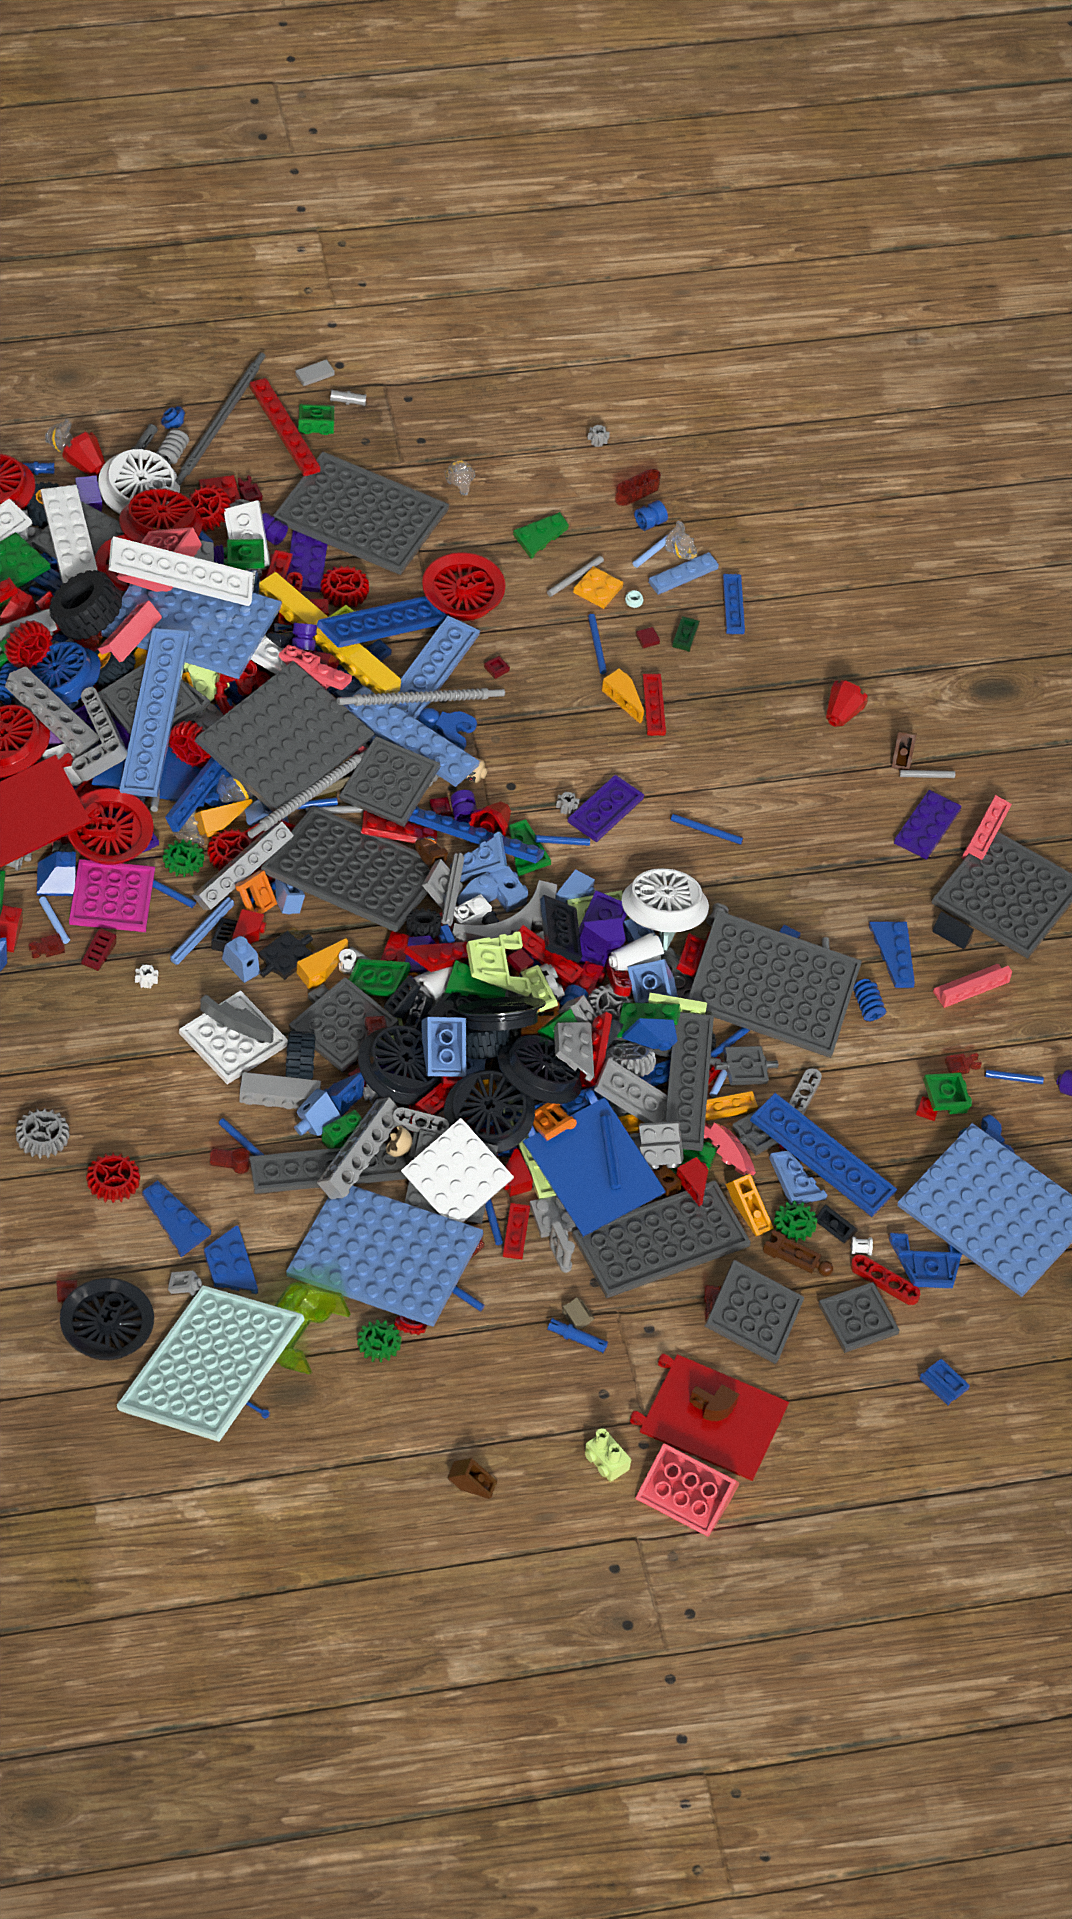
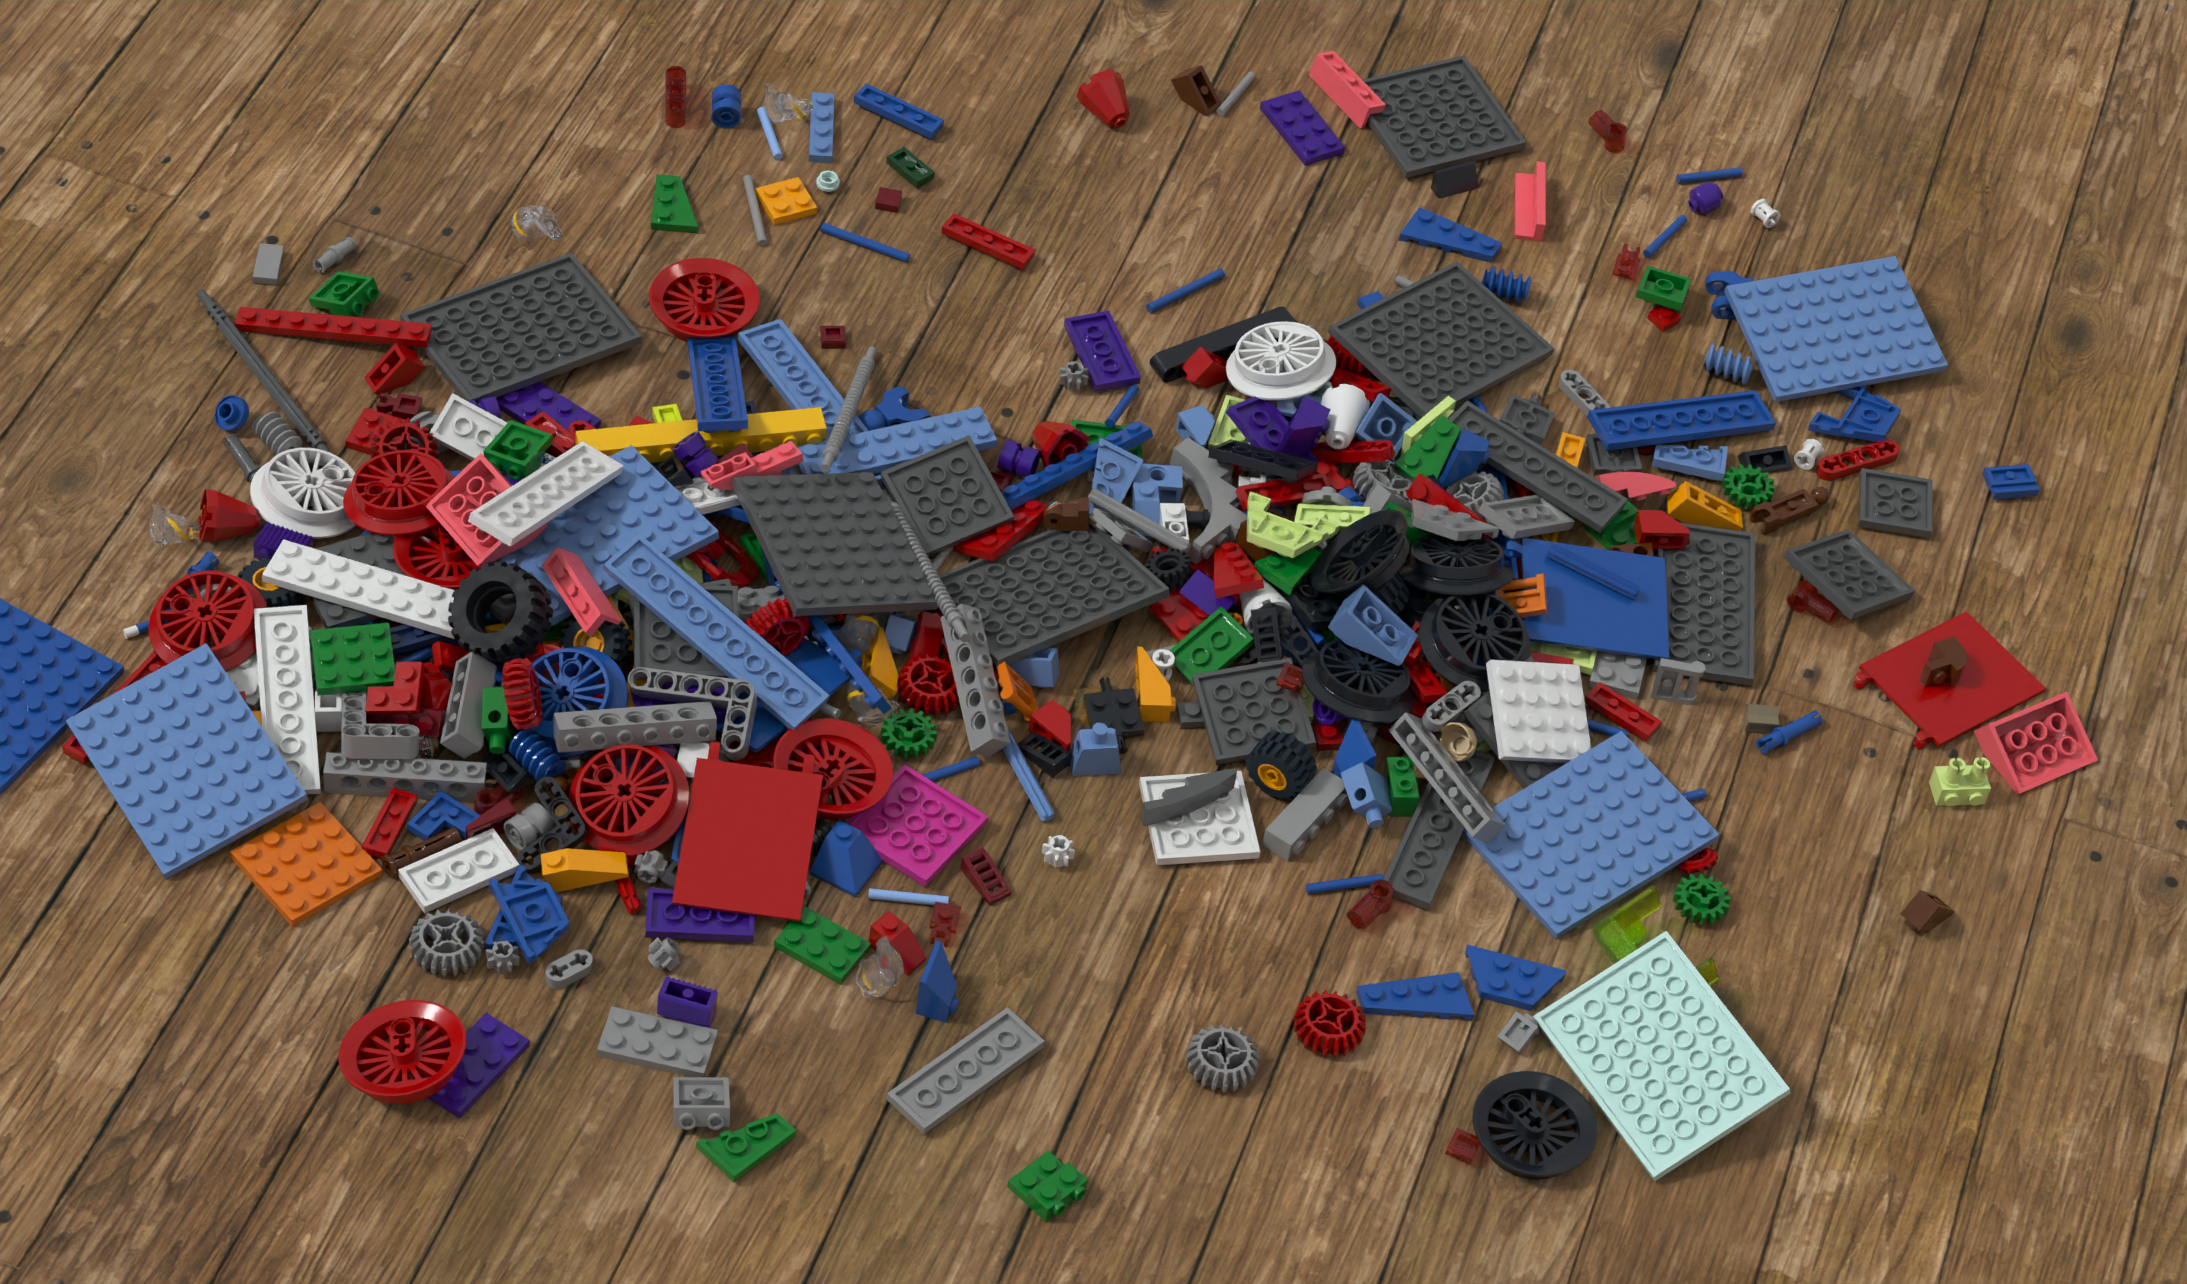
camera: 60 degrees left, 5 degrees down
(275, 472) = (394, 370): none -> red slope
(345, 591) = (617, 397): red gear -> none
(446, 935) = (1201, 561): blue plate -> none
(520, 960) = (1285, 511): dark red tile -> none
(598, 435) = (574, 88): light grey gear -> none
(623, 692) = (955, 254): light orange slope -> none
(633, 865) = (1205, 368): none -> red slope
(648, 858) = (1220, 342): none -> black beam
(661, 1144) = (1607, 525): light grey plate -> none
(908, 1162) = (1728, 364): none -> medium blue piece

